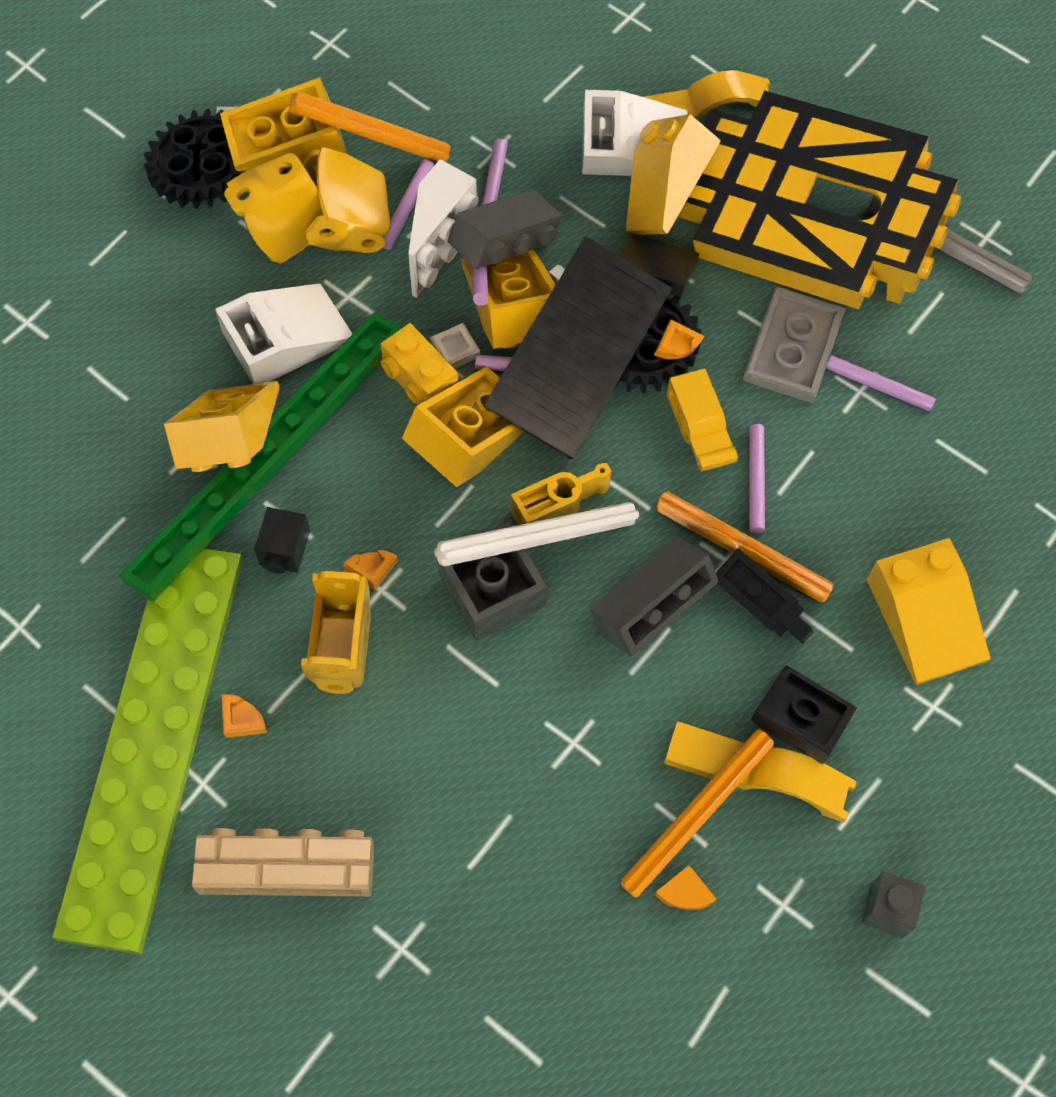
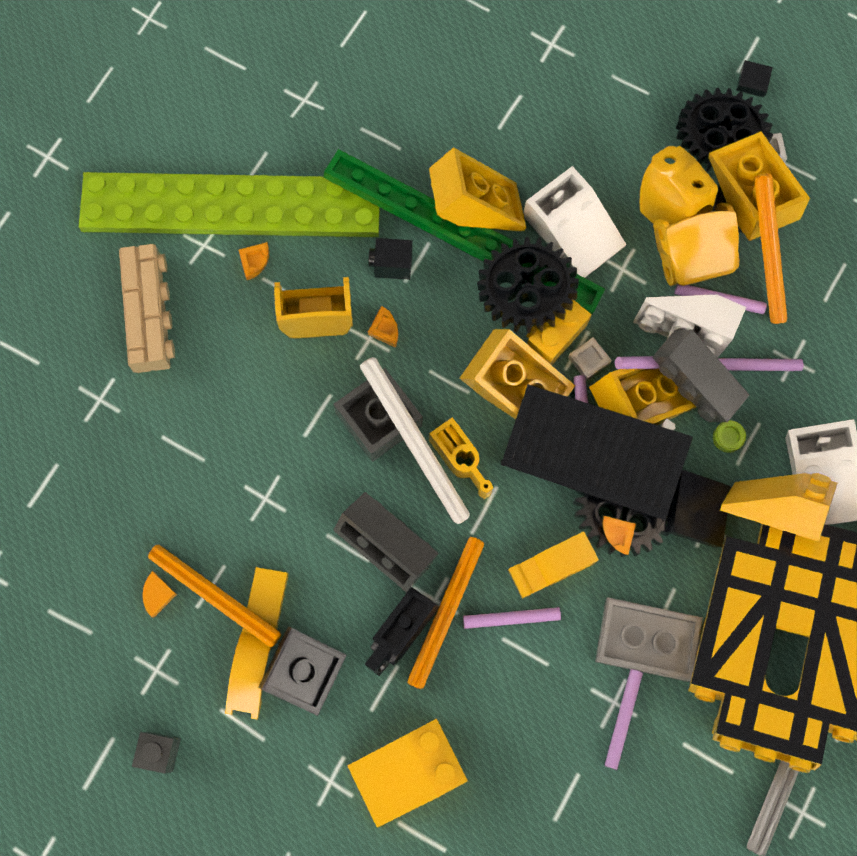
camera: 80 degrees right, 10 degrees up
(139, 120) = (754, 78): none -> black tile
(330, 400) = (548, 301): none -> black gear
(573, 226) = (729, 436): none -> lime tile

